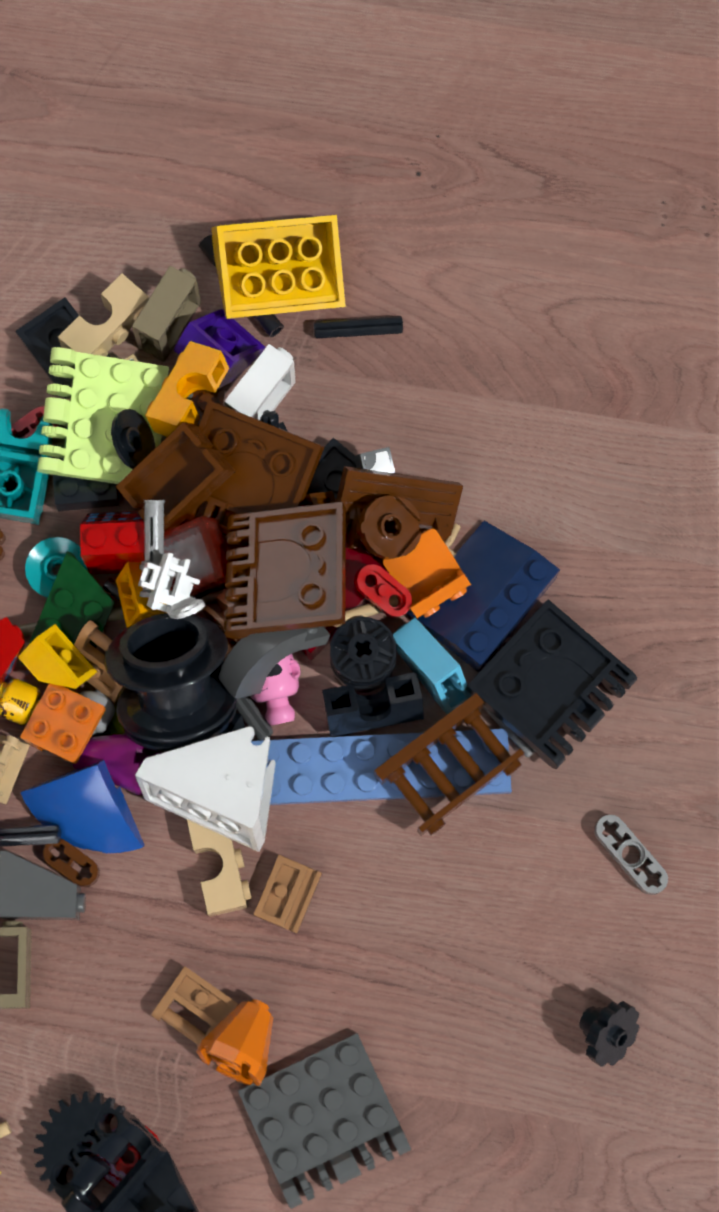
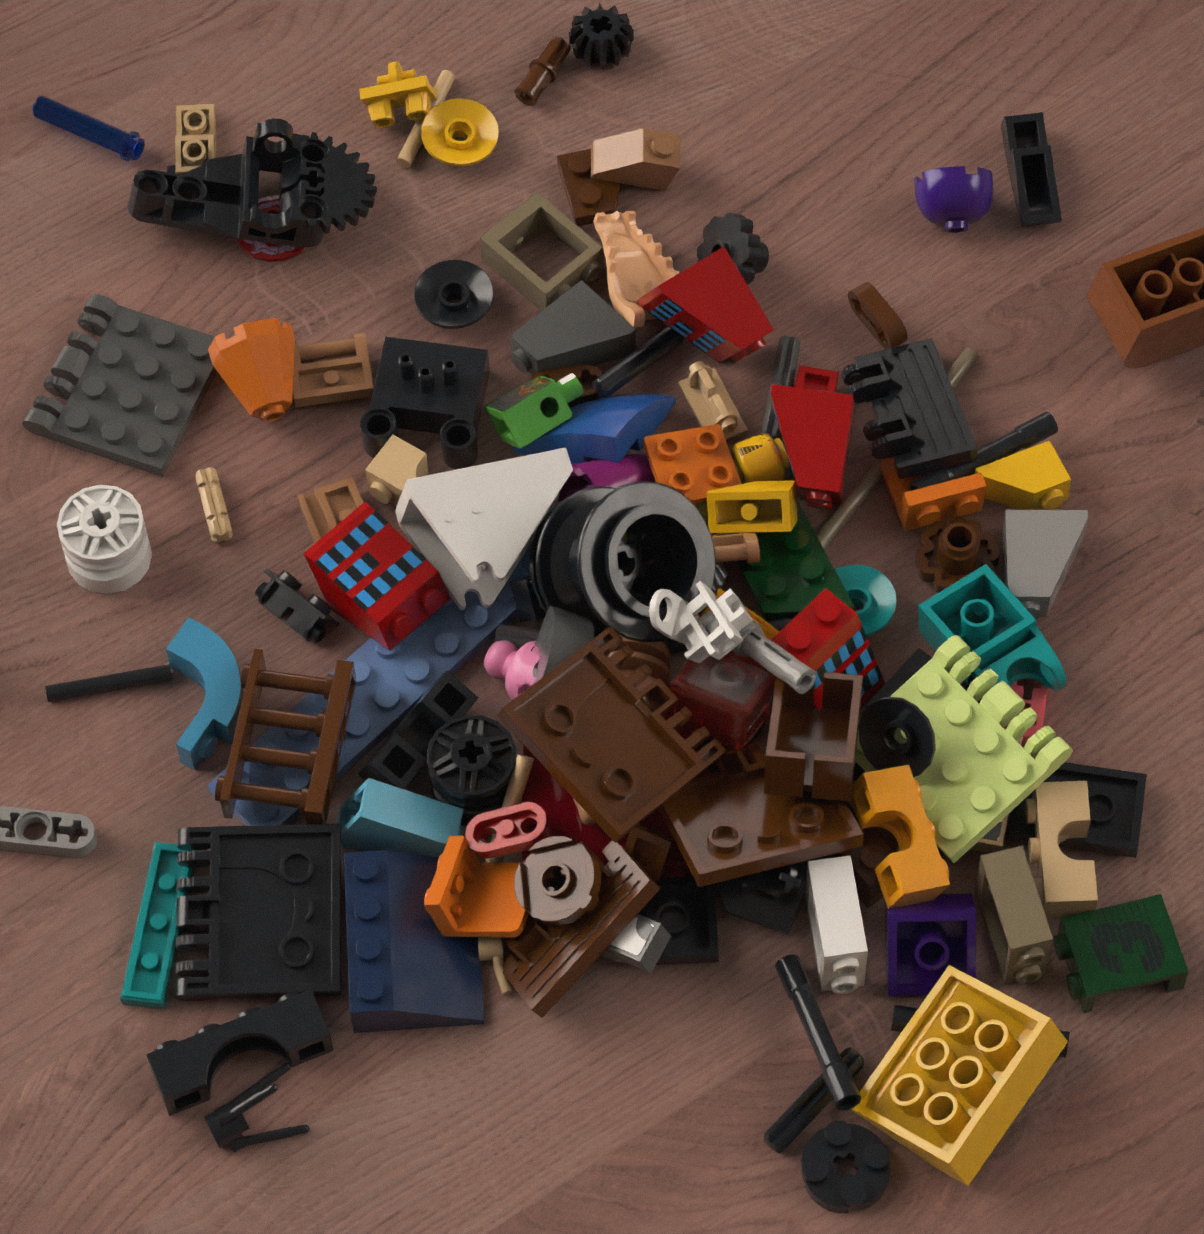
camera: 140 degrees right, 15 degrees down
(58, 985) = (453, 281): none -> black dish
(113, 850) = (518, 412): none -> bright green torso
(131, 250) = (1120, 950): none -> dark green panel
(153, 934) = (428, 391): none -> black piece
(307, 818) = (375, 577): none -> red slope
(310, 383) = (834, 1069): none -> black piece
(347, 979) = (213, 505): none -> tan axle
(357, 847) = (309, 614): none -> black hinge
(386, 267) = (852, 1191): none -> black plate
(419, 1013) = (104, 539): none -> white wheel
(443, 865) = (211, 664): none -> dark azure arch
(510, 914) = (108, 683): none -> black bar
(593, 603) = (287, 1028): none -> black arch
(611, 732) = (155, 933): none -> teal tile
(669, 577) = (229, 1122): none -> black plant

